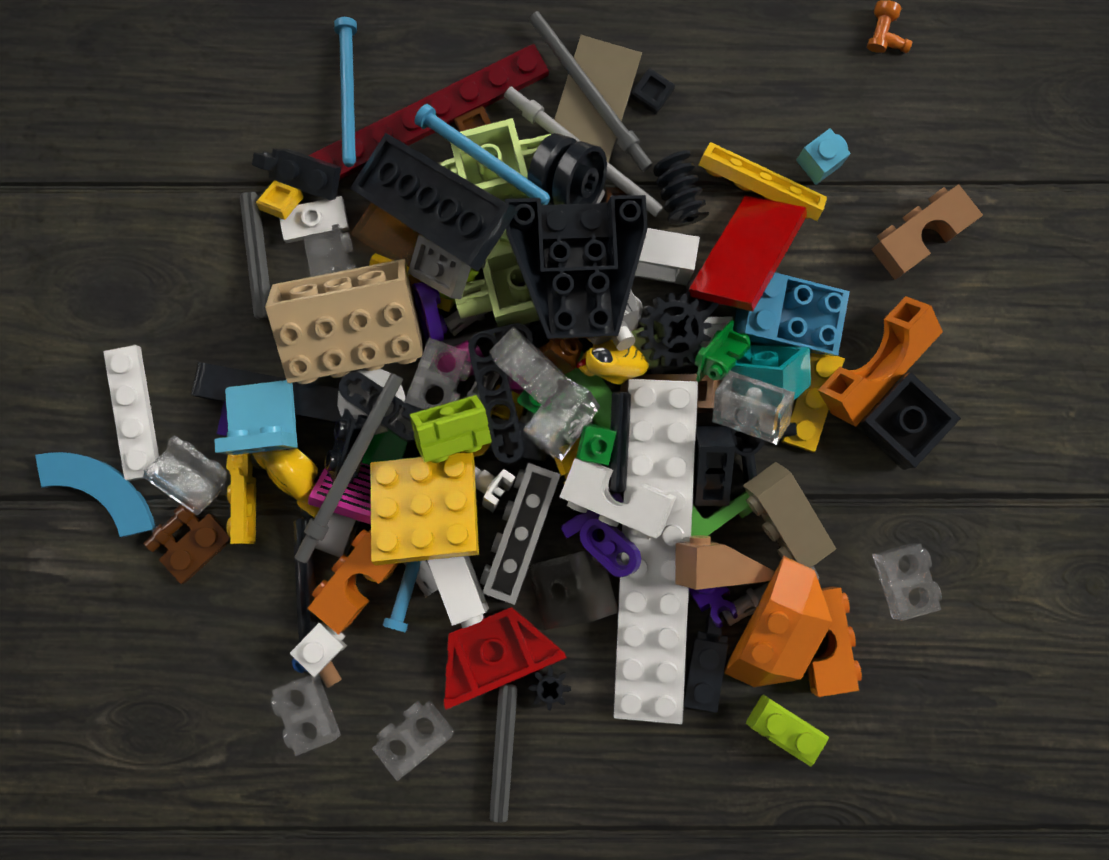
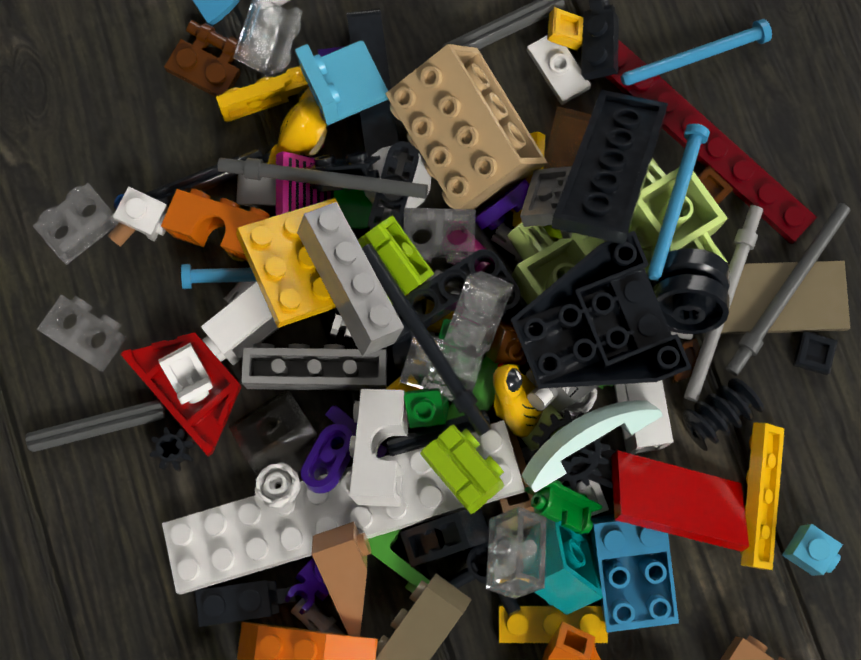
camera: 70 degrees right, 5 degrees down
(328, 251) = (531, 92): clear bracket -> none
(457, 472) = (349, 279): none -> light grey brick
(488, 653) = (186, 374): none -> white bracket
(603, 406) = (463, 400): none -> black bar
(612, 609) = (269, 478): none -> white plate
(664, 428) = (463, 468): none -> lime brick
(668, 313) = (546, 462): none -> light aqua slope

